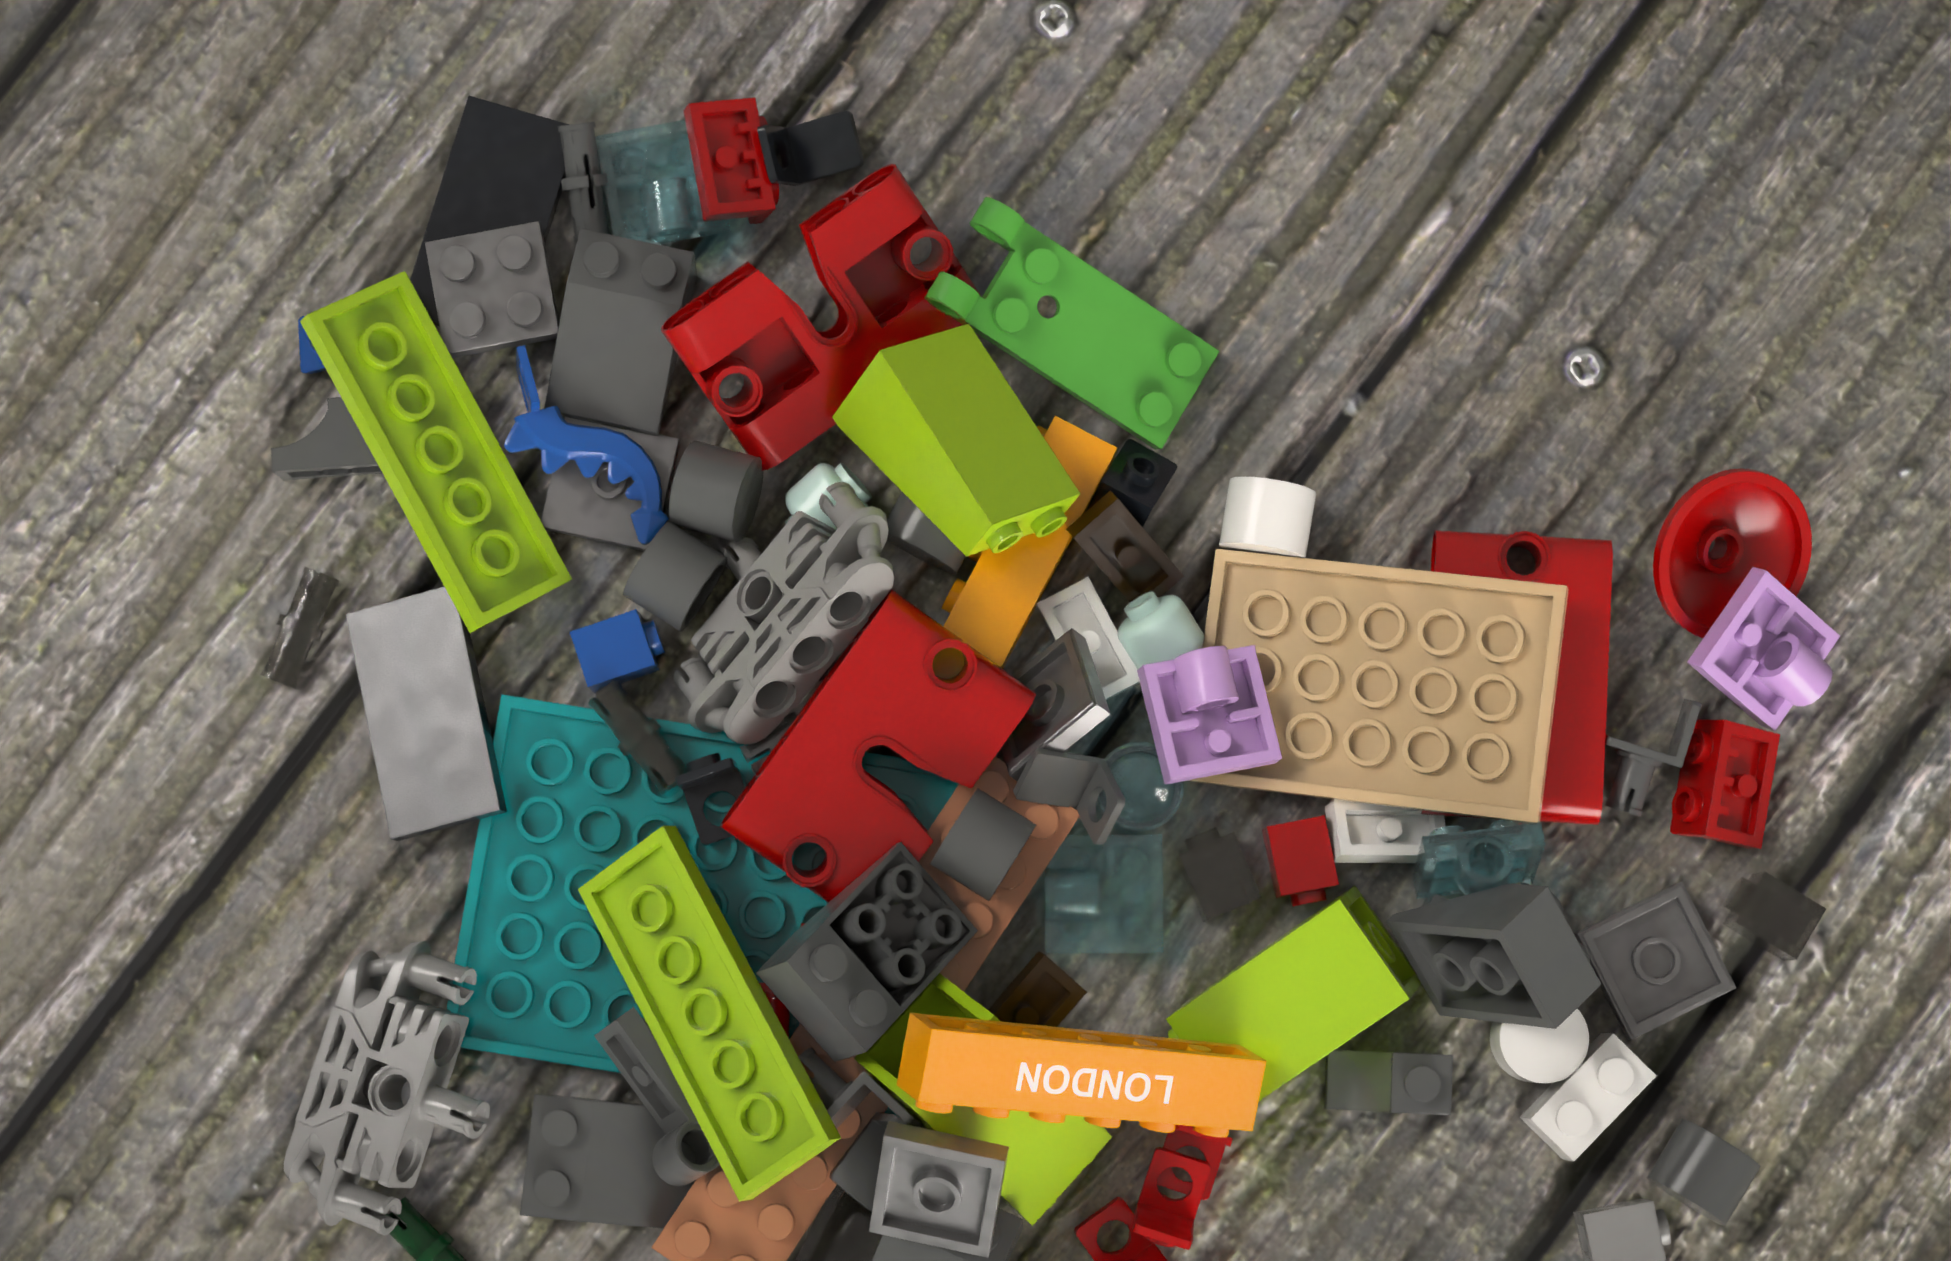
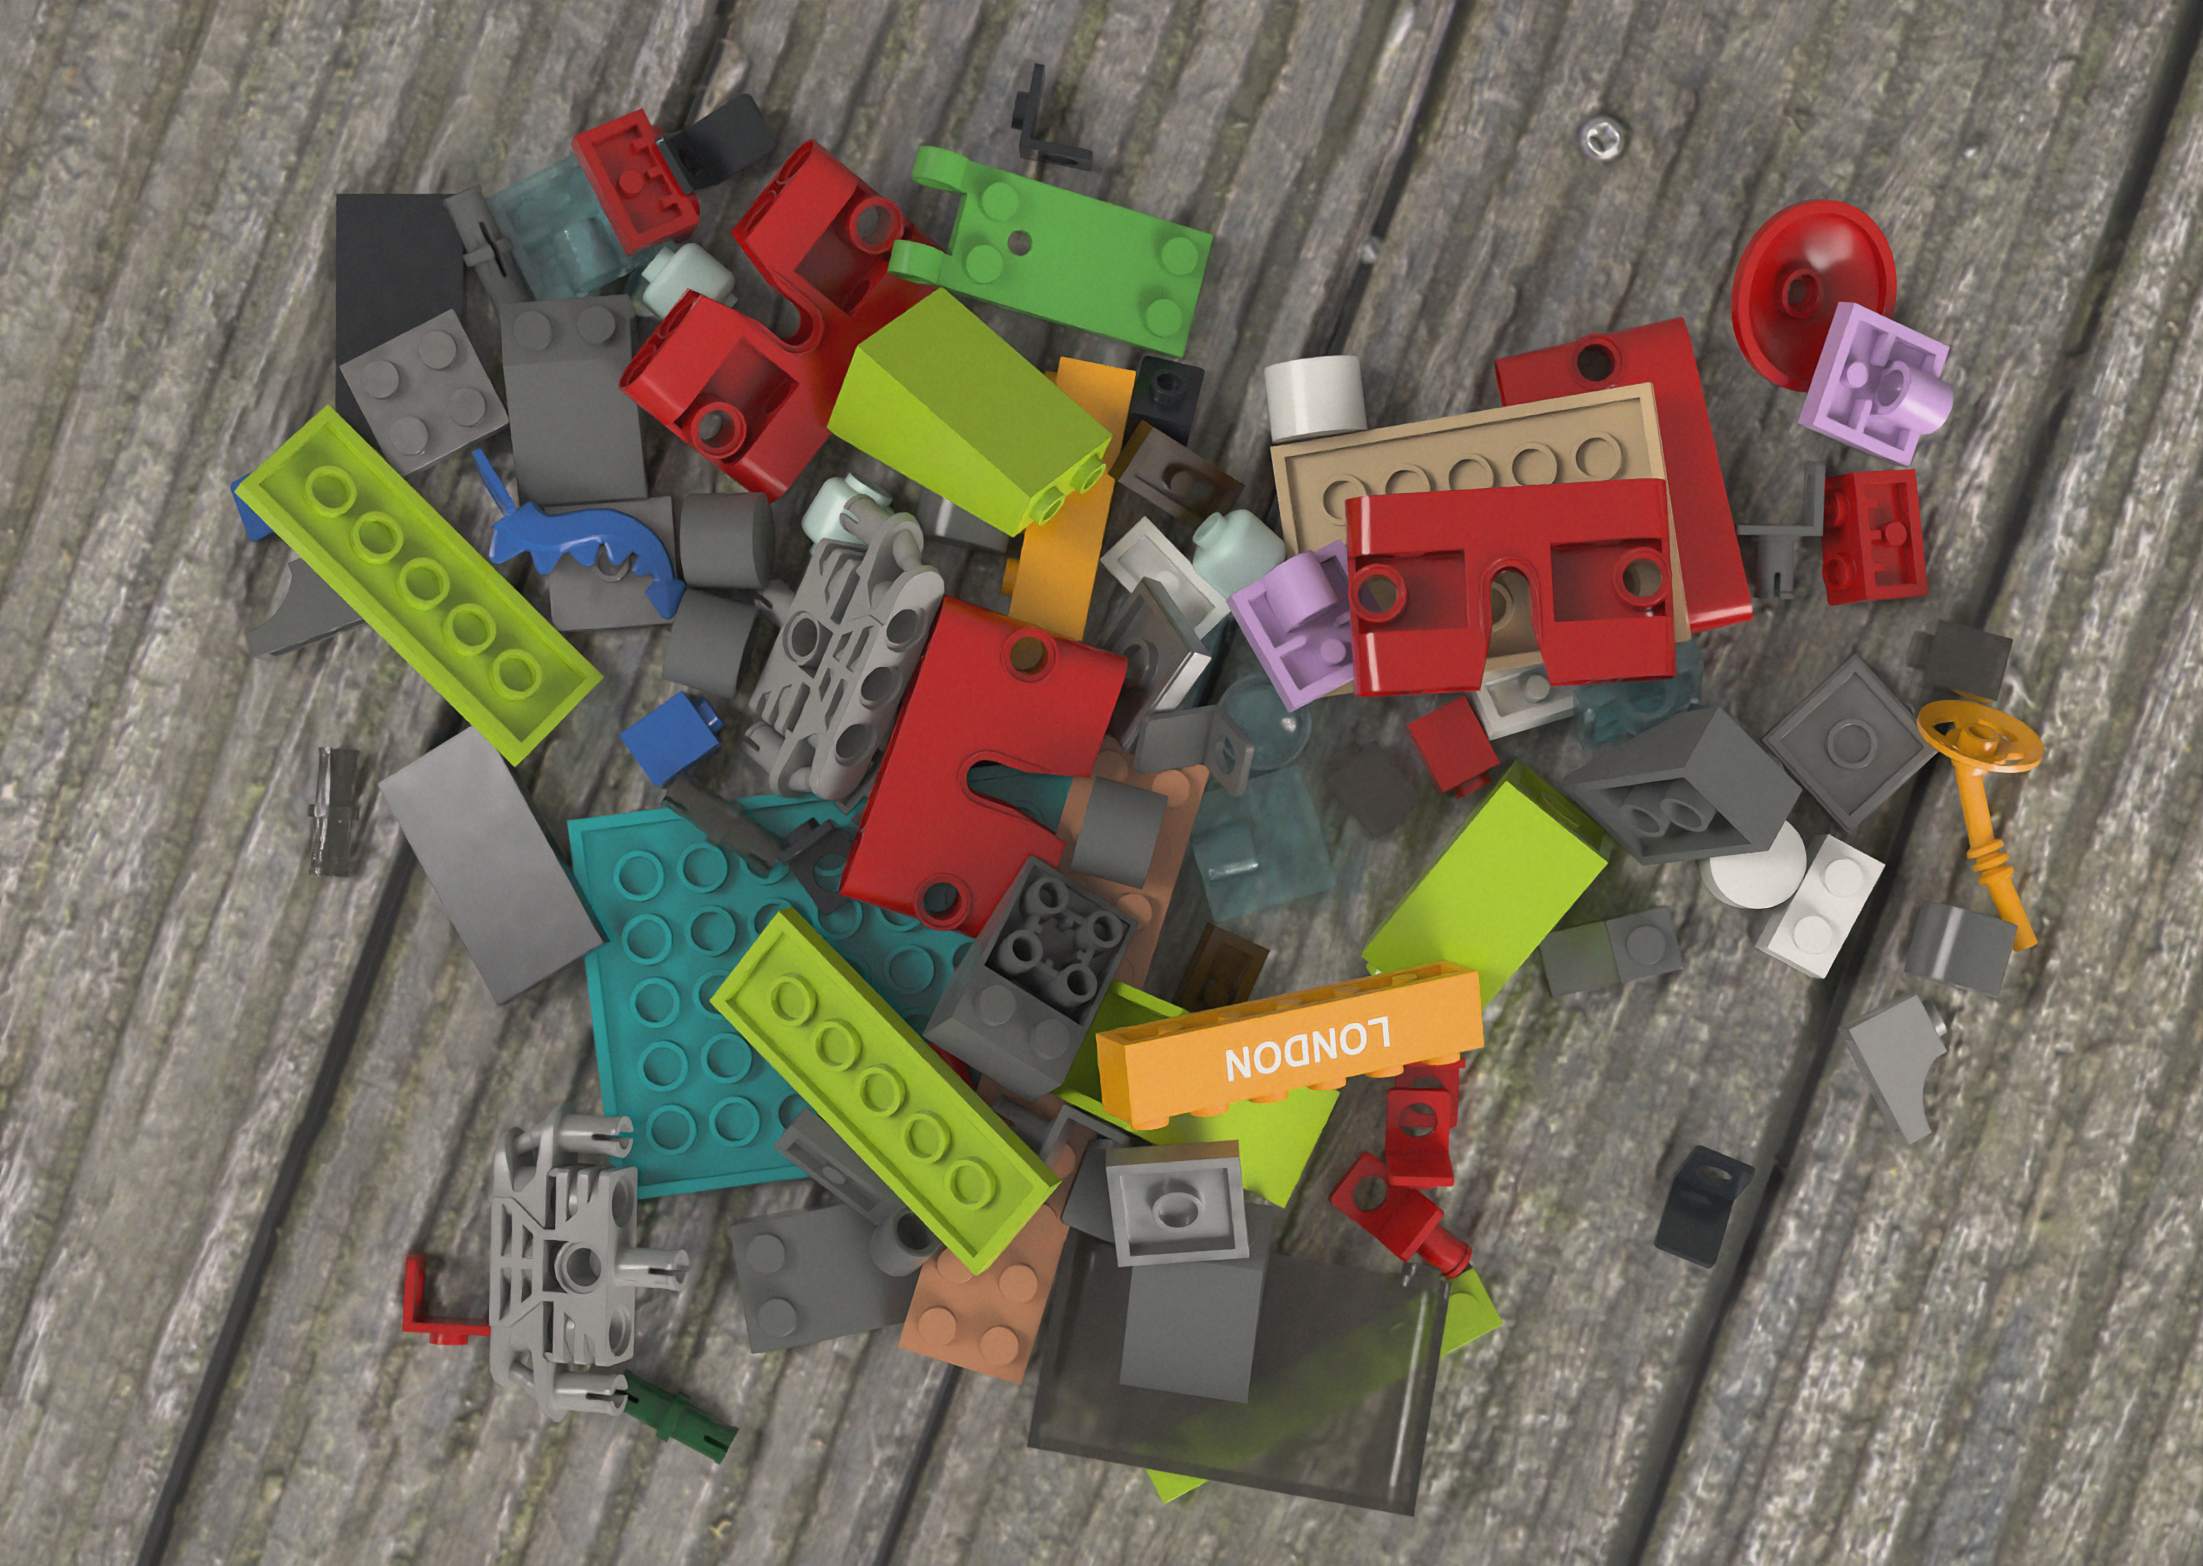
camera: 15 degrees left, 5 degrees up
(252, 1113) = (442, 1330): none -> red bracket
(754, 245) = (687, 268): none -> light aqua head
(1090, 235) = (1025, 119): none -> black bracket
(1448, 697) = (1560, 537): none -> red connector
(1764, 998) = (1974, 751): none -> light orange dish

